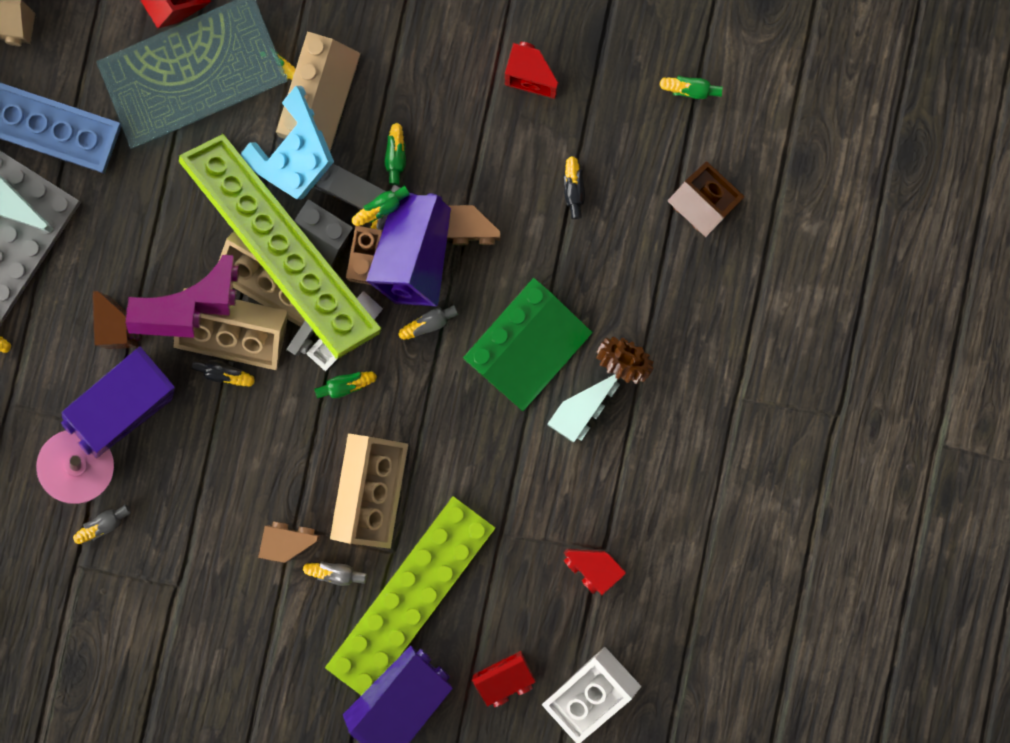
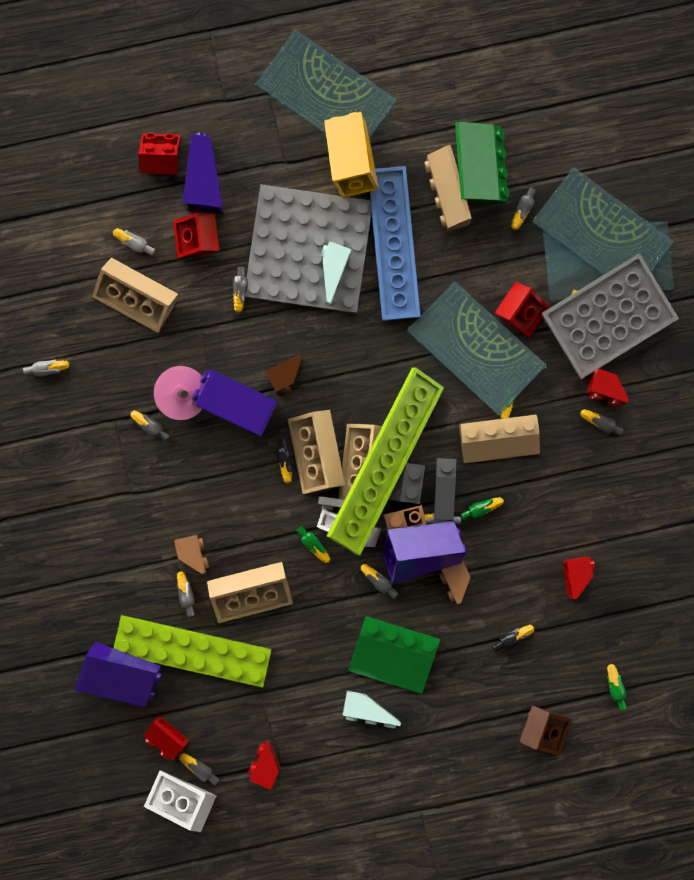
camera: 60 degrees right, 0 degrees up
(182, 311) = (312, 419): magenta arch -> none
(299, 158) = (448, 448): medium azure wing -> none
(381, 206) = (443, 517): green piece -> none
(563, 653) = (199, 769): none -> dark grey piece
(625, 360) = (412, 725): reddish brown gear -> none

